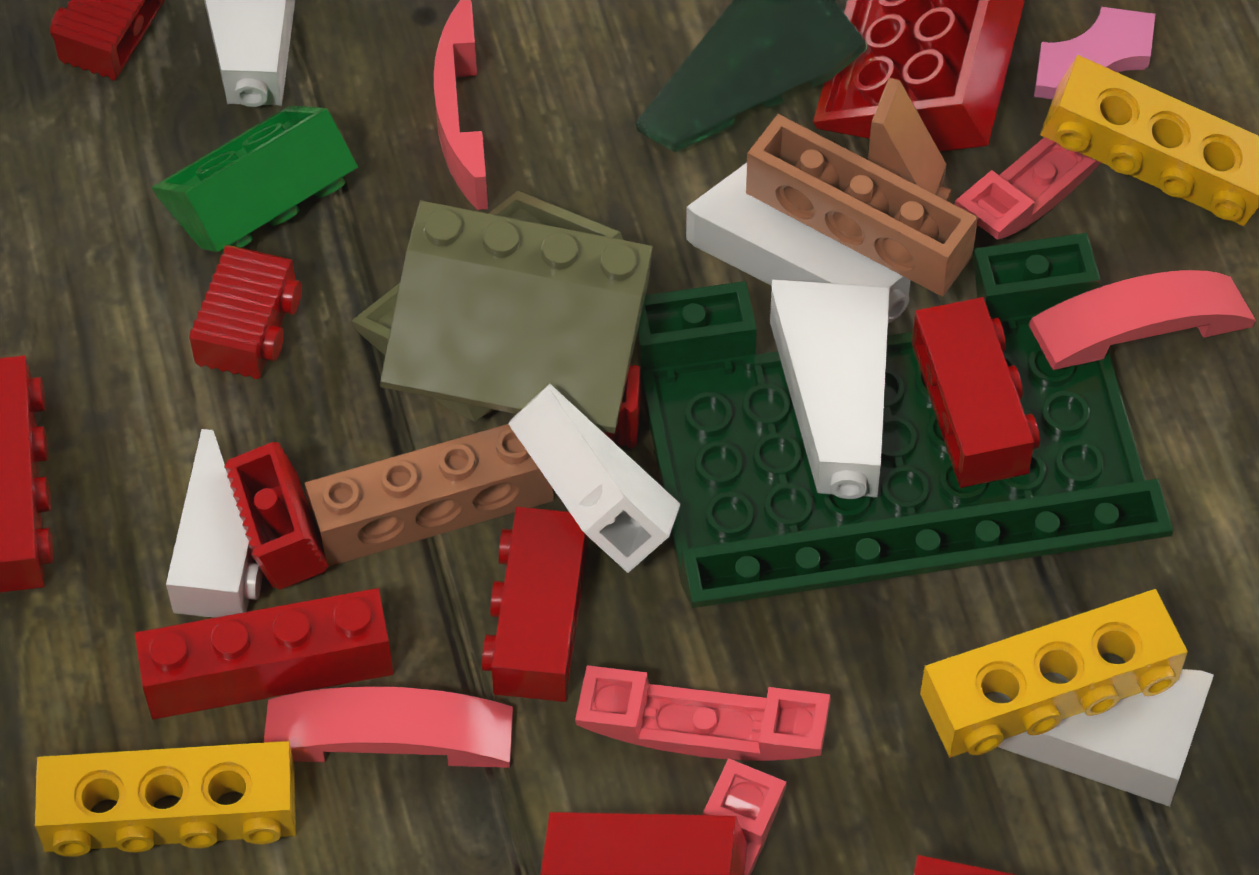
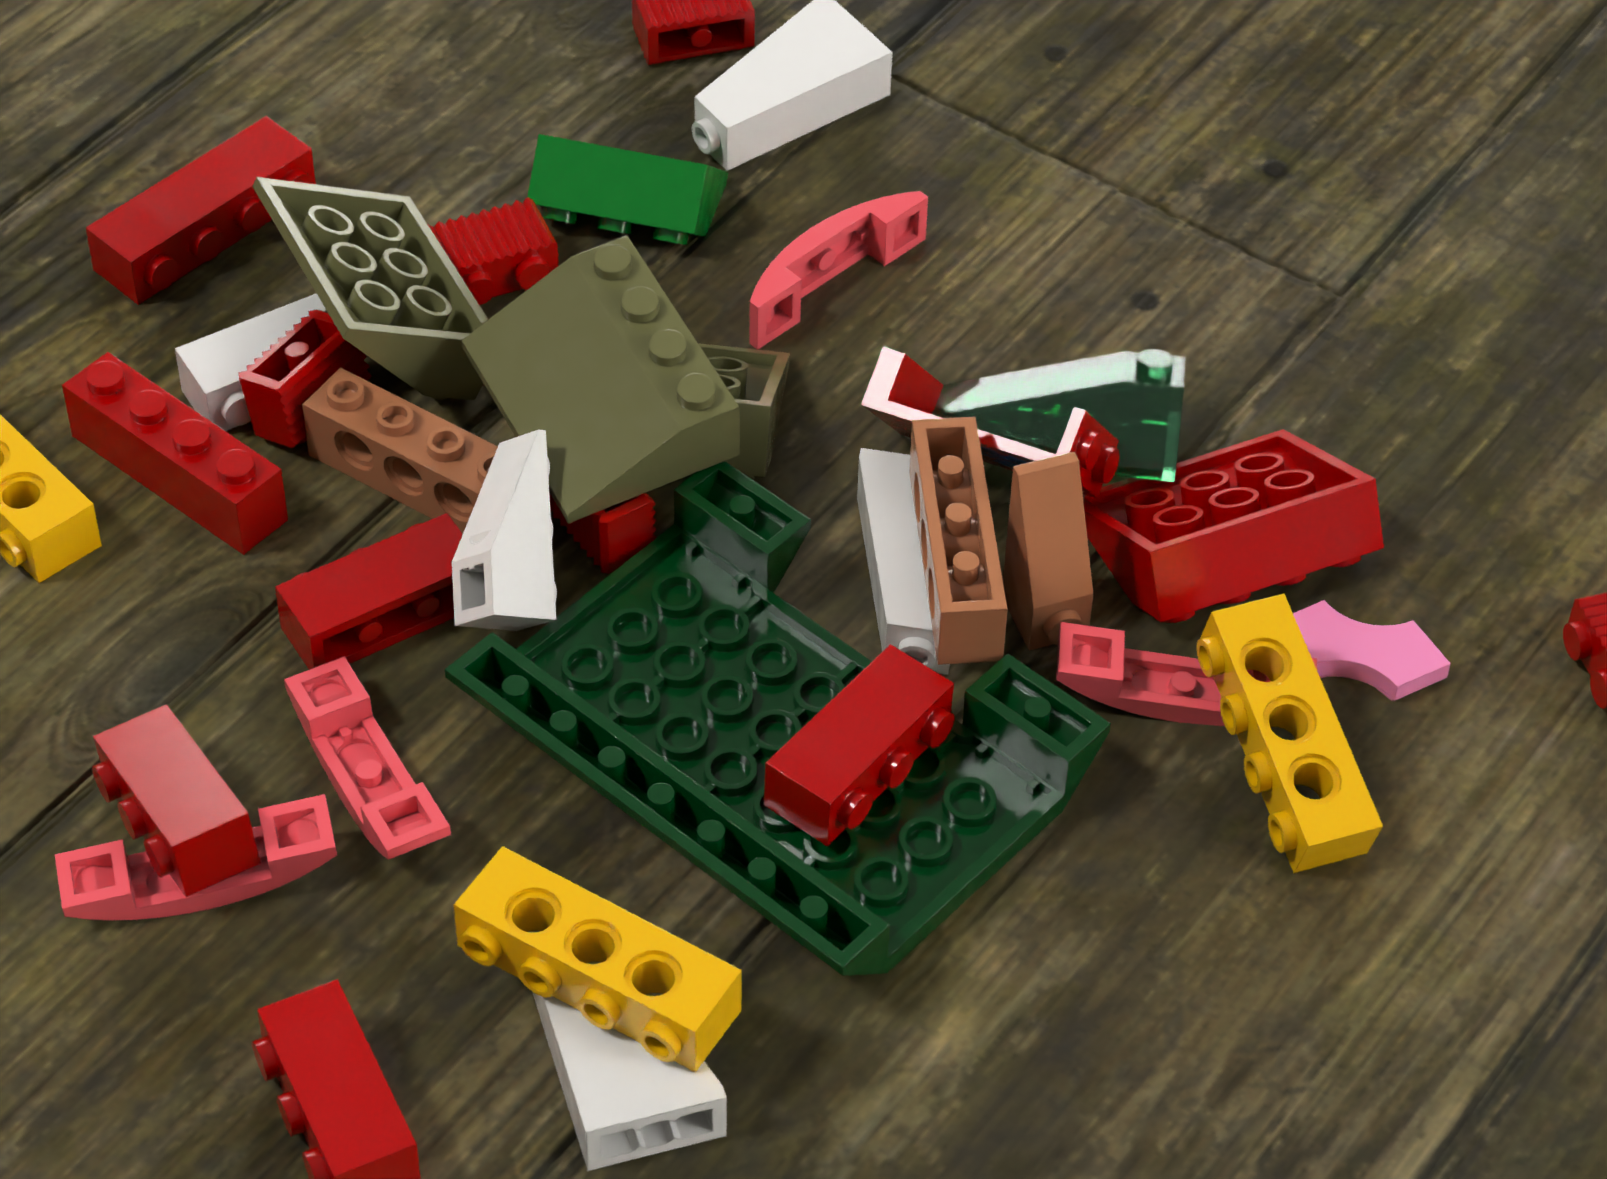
camera: 50 degrees right, 10 degrees down
(246, 390) = (381, 280): none -> olive slope
(392, 722) = (190, 578): coral slope -> none
(665, 153) = (907, 392): none -> red panel
(835, 372) = (777, 646): white slope -> none
(1137, 309) = (1094, 828): coral slope -> none

